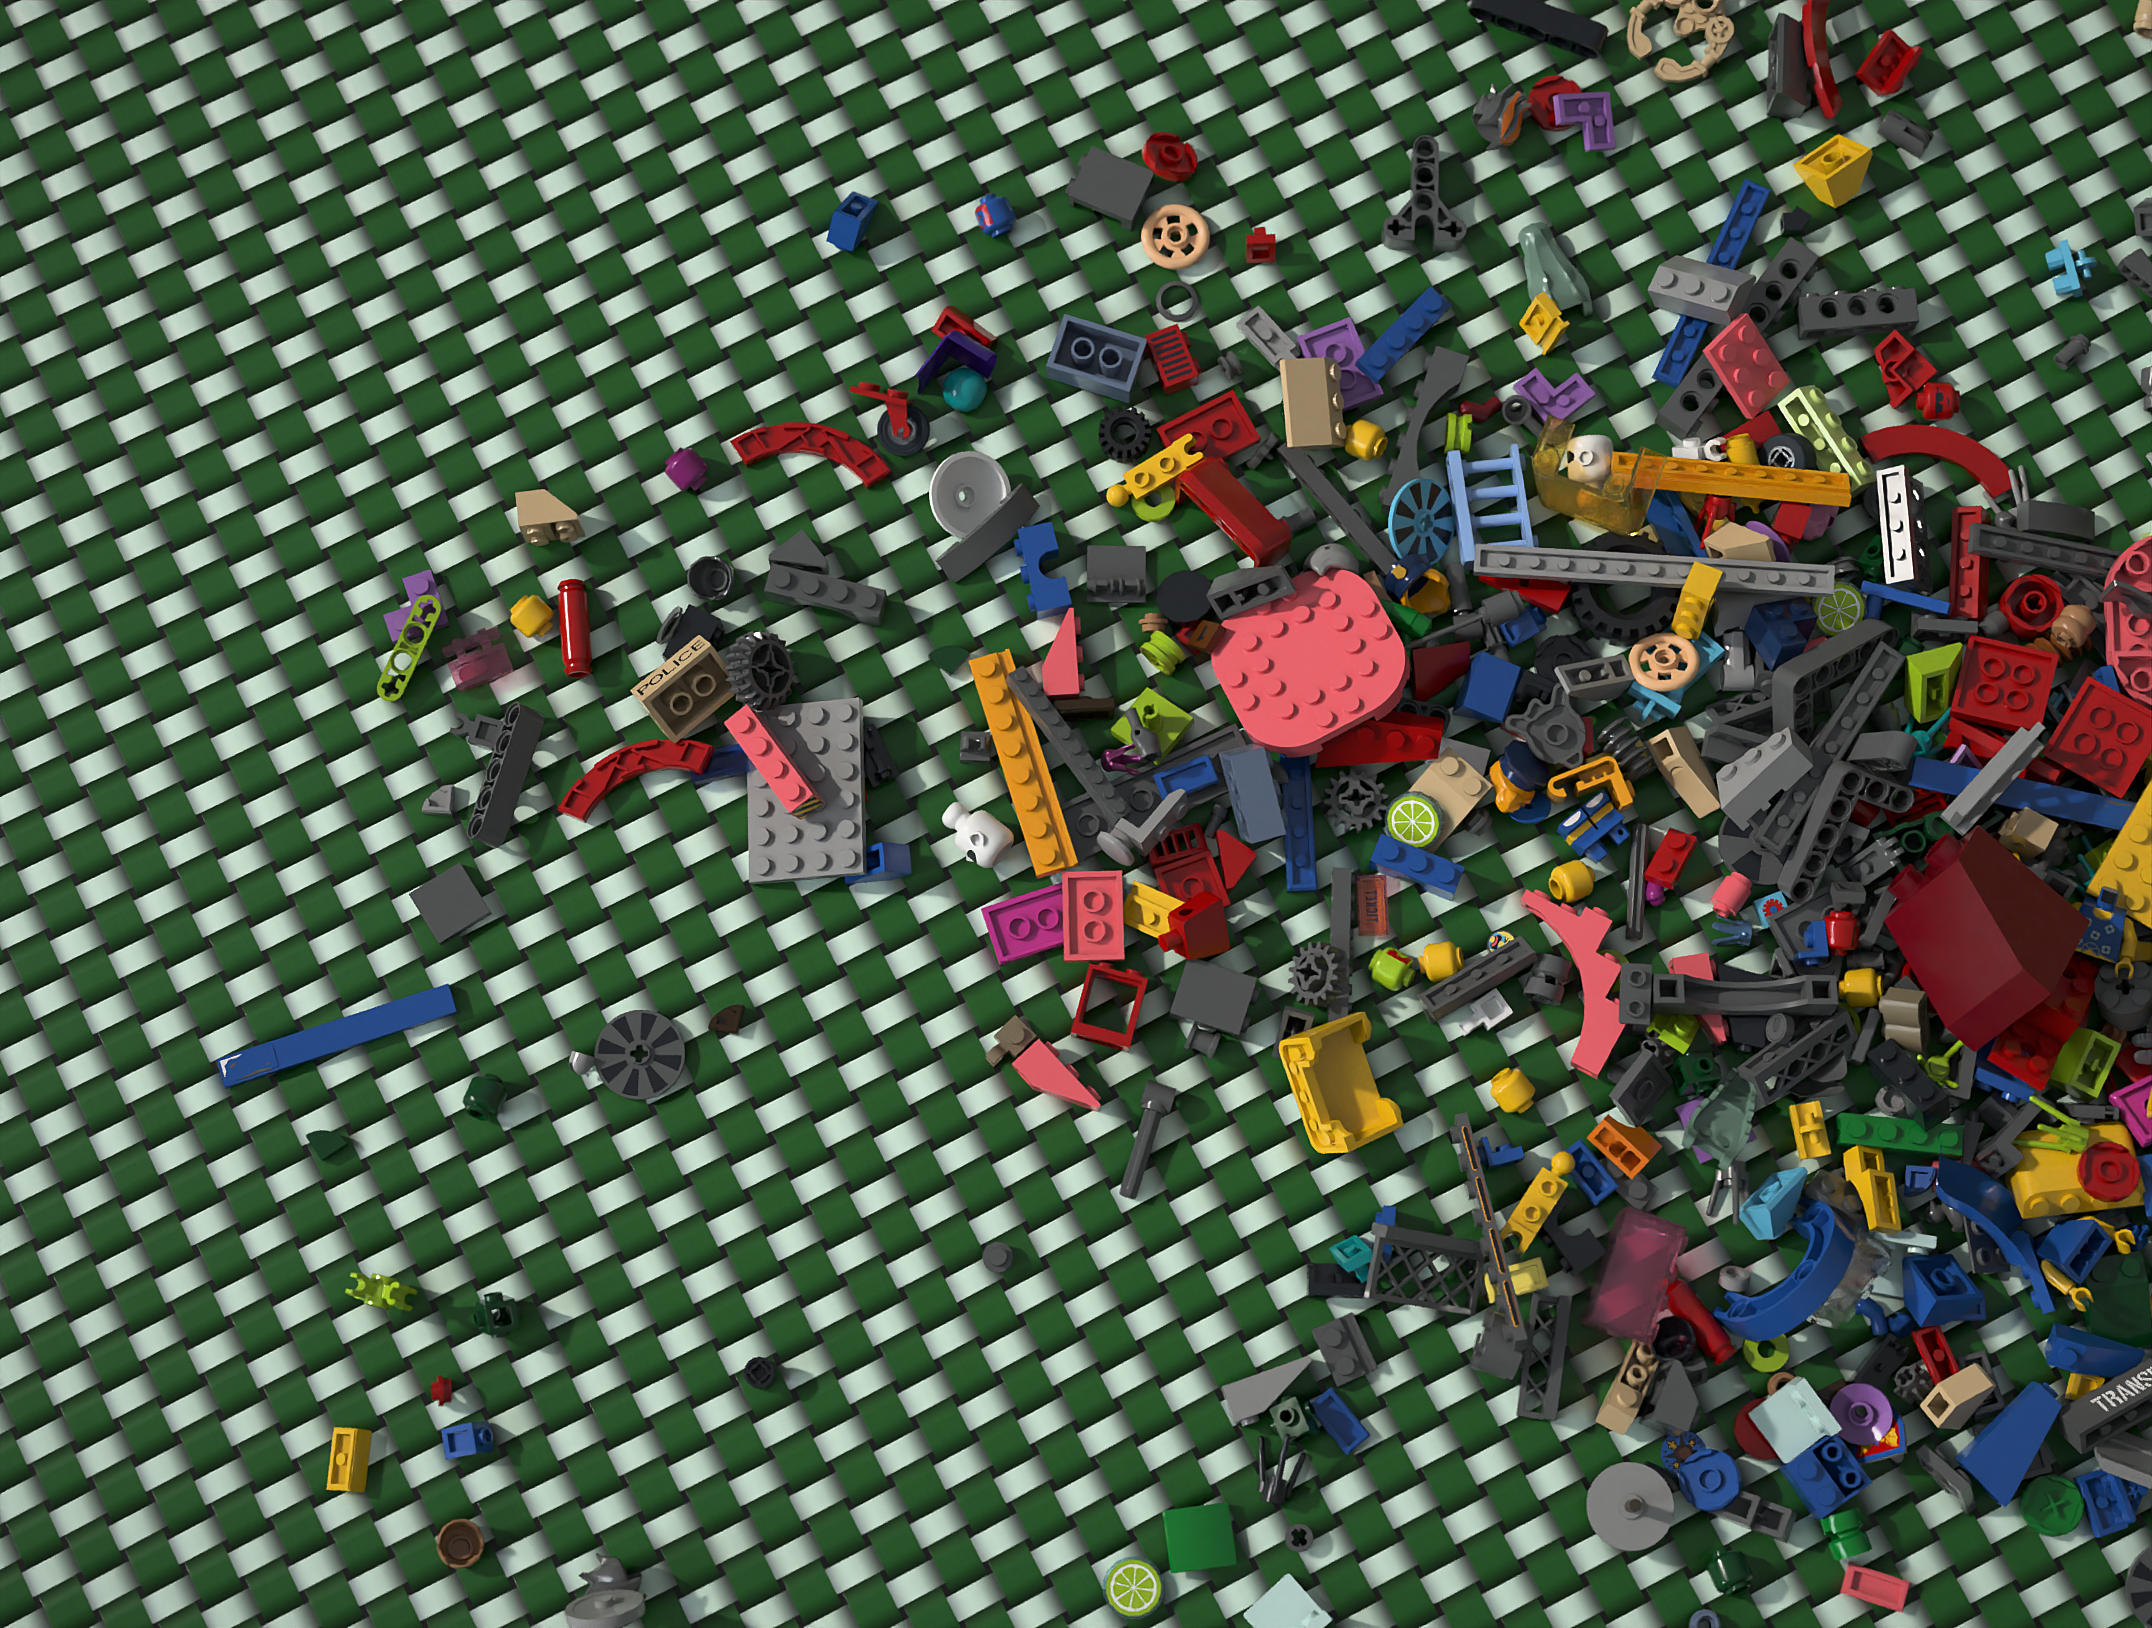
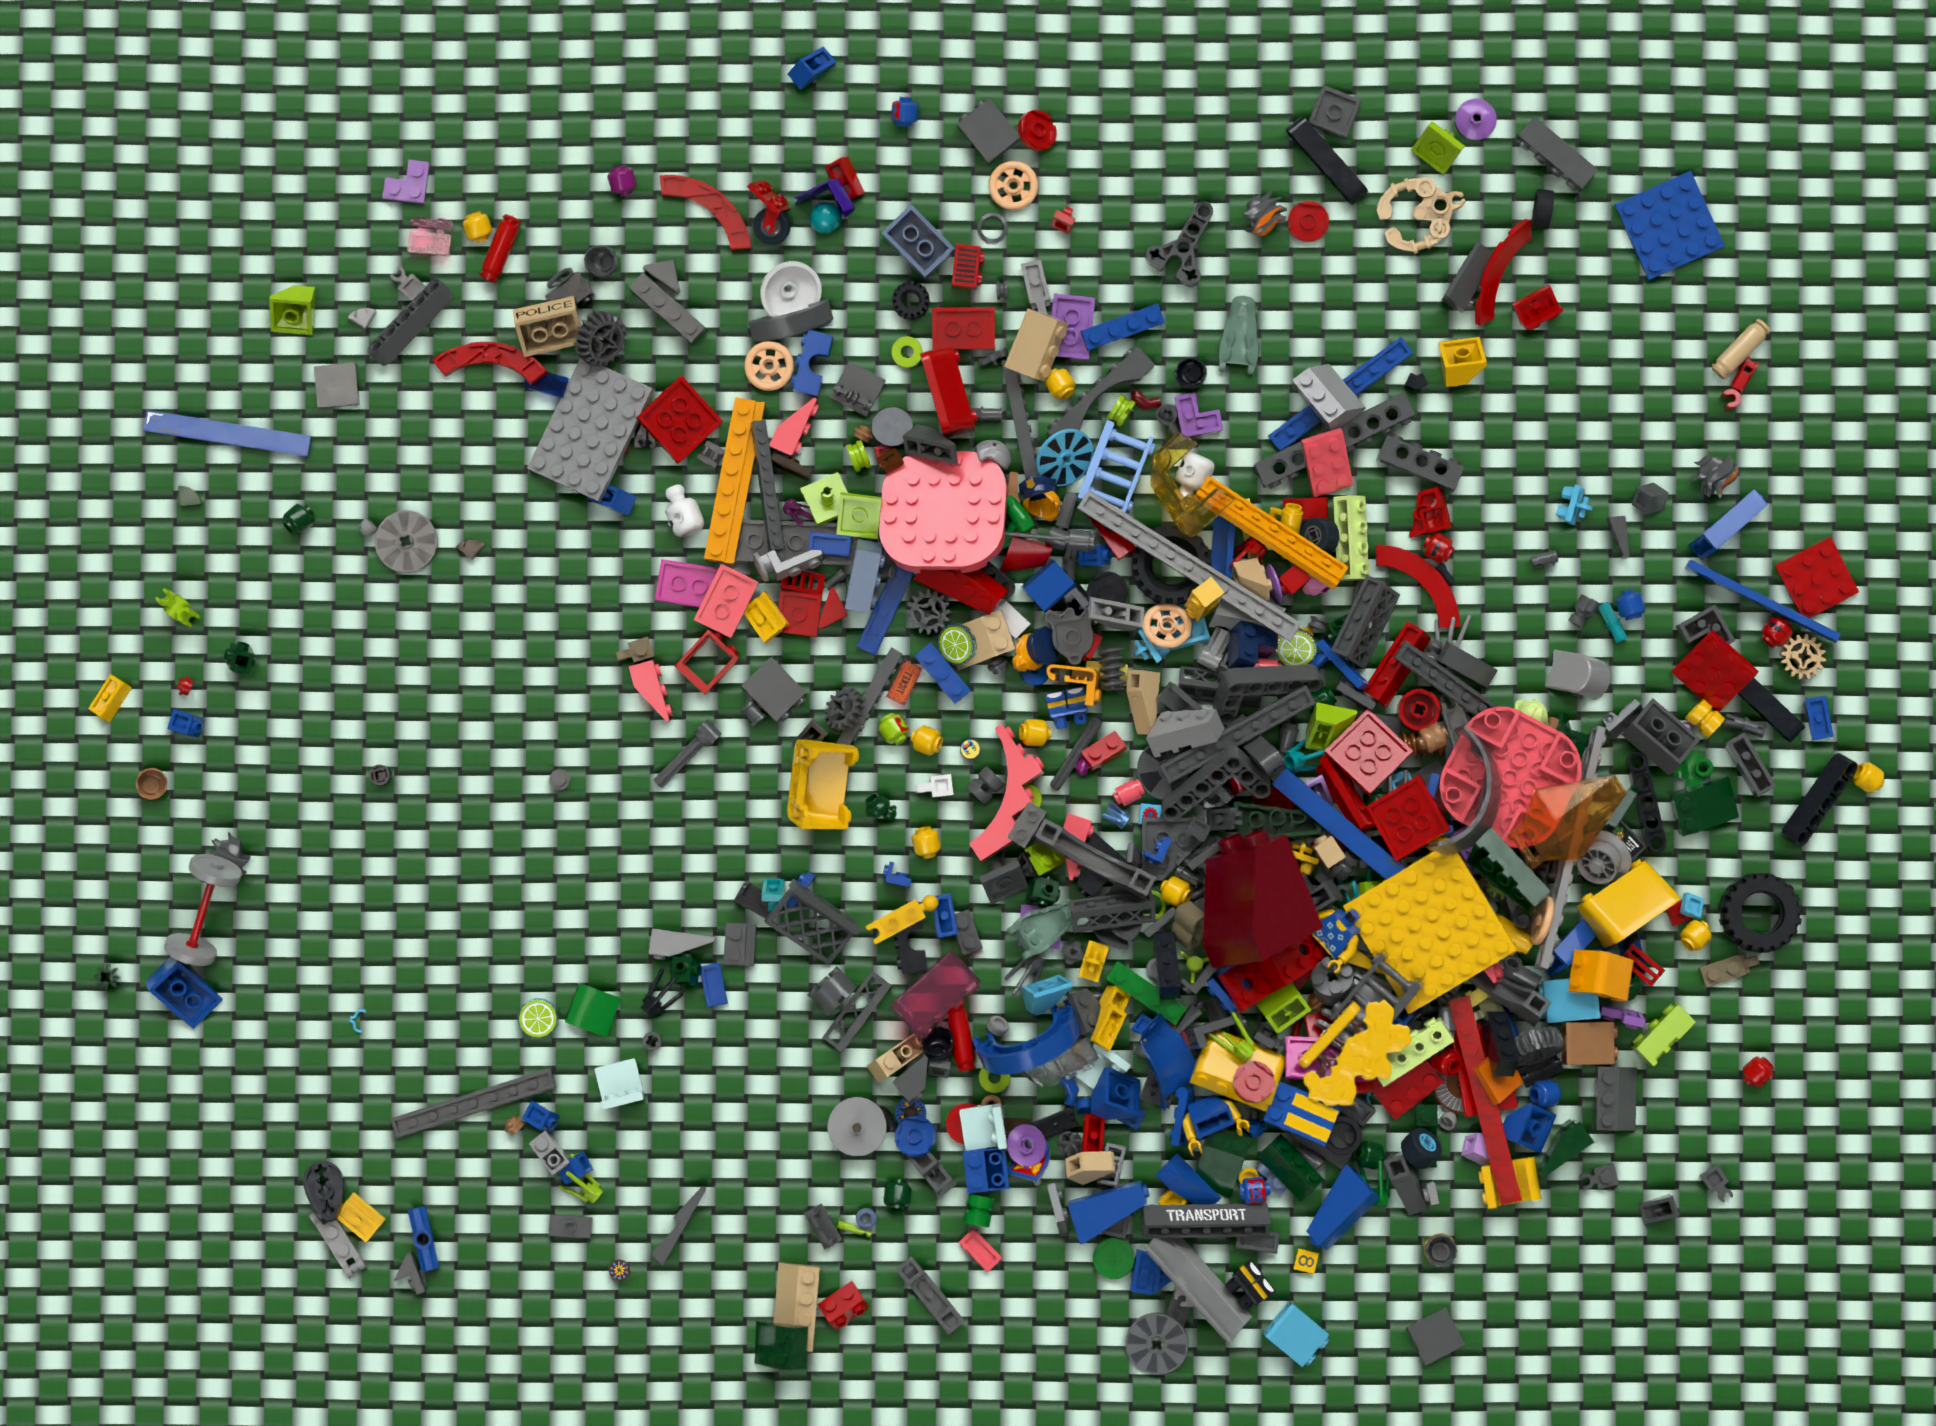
camera: 30 degrees right, 10 degrees up
(346, 837) = (293, 310): none -> lime slope
(405, 646) = (390, 208): lime beam -> none
(546, 518) = (514, 167): tan slope -> none
(773, 762) = (578, 402): coral brick -> none
(913, 721) = (679, 419): none -> red plate
(949, 658) = (724, 389): dark green tile -> none
(996, 578) = (780, 353): none -> light nougat plate
(1145, 740) = (814, 507): dark grey piece -> none
(1155, 472) = (916, 336): yellow plate -> none
(1197, 928) = (784, 642): red torso -> none
(1205, 722) = (859, 515): none -> lime tile
(1427, 1077) = (879, 806): none -> dark green animal
(1477, 979) = (941, 762): dark grey fence -> none
(1491, 1242) = (858, 928): dark grey plate -> none
(1518, 346) = (1191, 373): none -> black hair
(1525, 1276) = (865, 957): light yellow tile -> none
(1544, 323) = (1215, 364): yellow plate -> none
(1594, 114) = (1325, 241): medium lavender plate -> none
(1624, 1145) = (974, 911): orange arch -> none
(1695, 449) = (1265, 499): white plate -> none
(1776, 1143) = (1067, 949): none -> dark grey plate
(1780, 1028) = (1107, 891): dark grey tile -> none
(1842, 932) = (1180, 851): red head -> none
(1905, 133) = (1521, 359): dark grey arm -> none
(1936, 827) = (1276, 819): dark green tile -> none
(1956, 426) = (1441, 568): none -> black piece
(1993, 625) = (1387, 709): dark grey hose -> none
(1993, 779) = (1322, 808): light grey fence -> none

